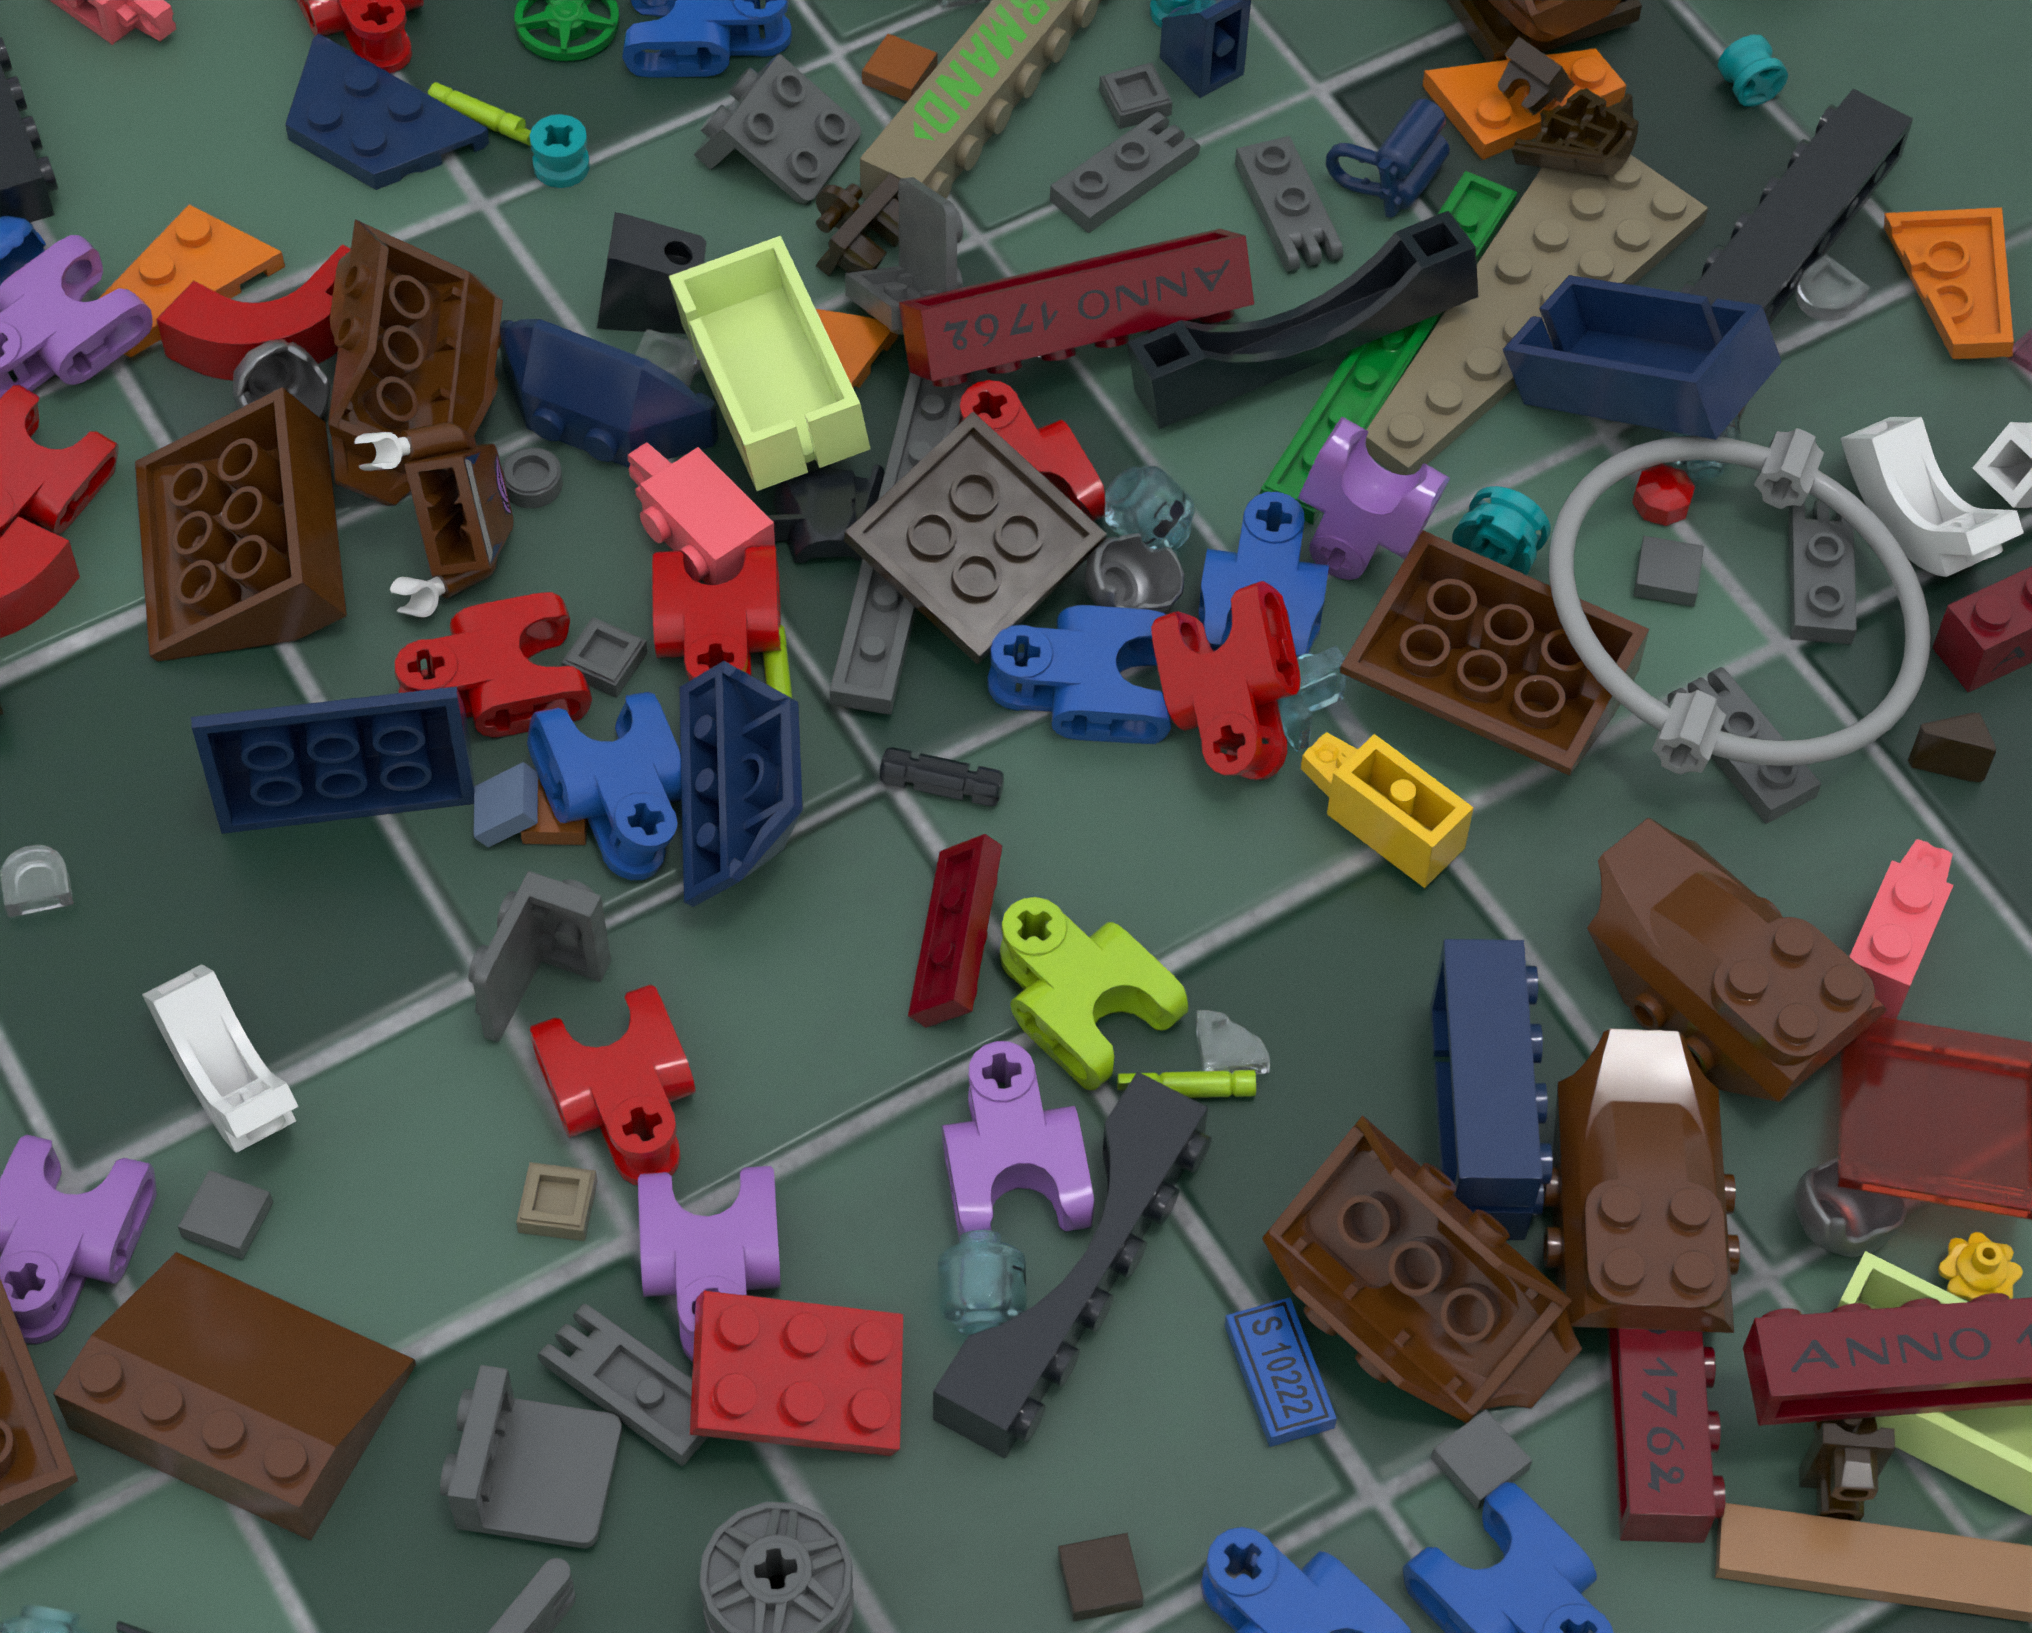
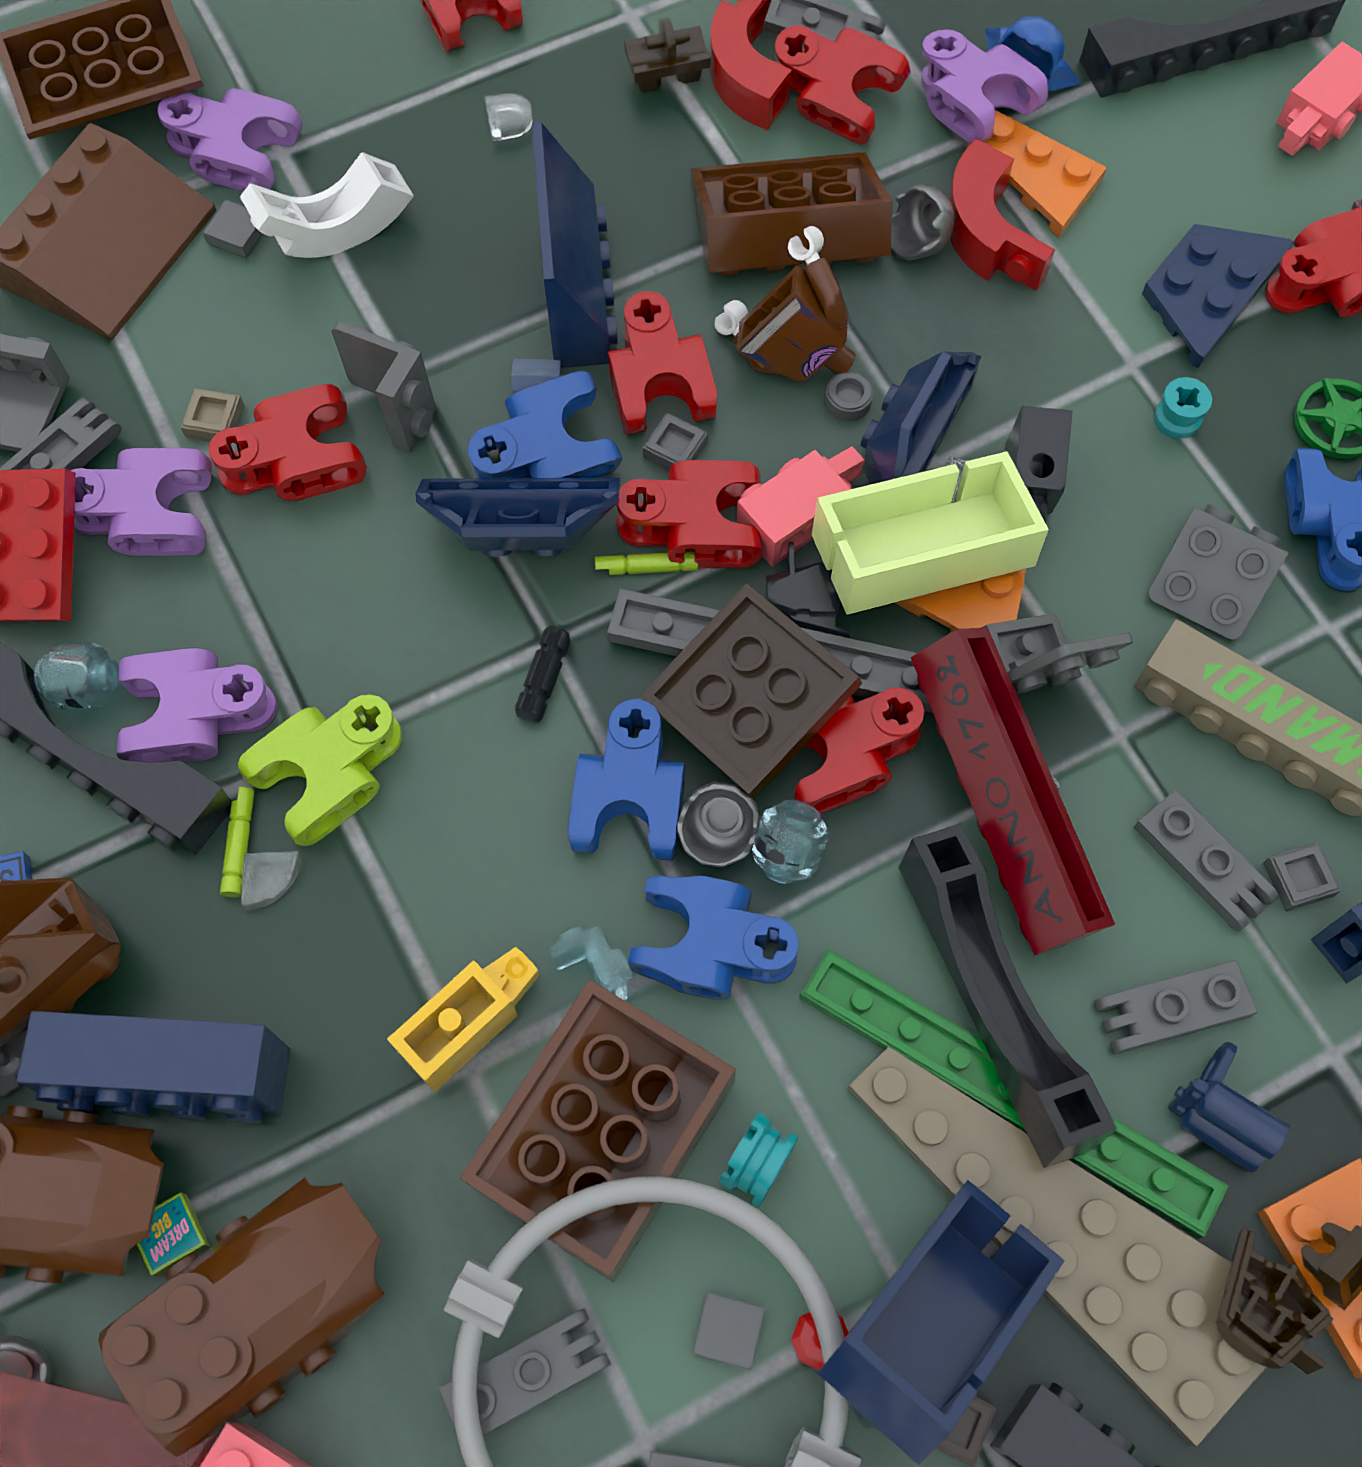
camera: 95 degrees right, 10 degrees up
(410, 354) = (942, 285): reddish brown slope -> none
(482, 112) = (1227, 354): lime wheel -> none
(850, 245) = (1091, 618): dark brown hips -> none
(899, 67) = (1313, 670): dark orange tile -> none
(955, 931) = (389, 674): dark red plate -> none
(1237, 686) = (585, 892): red piece -> none
(1365, 503) = (764, 1015): medium lavender piece -> none

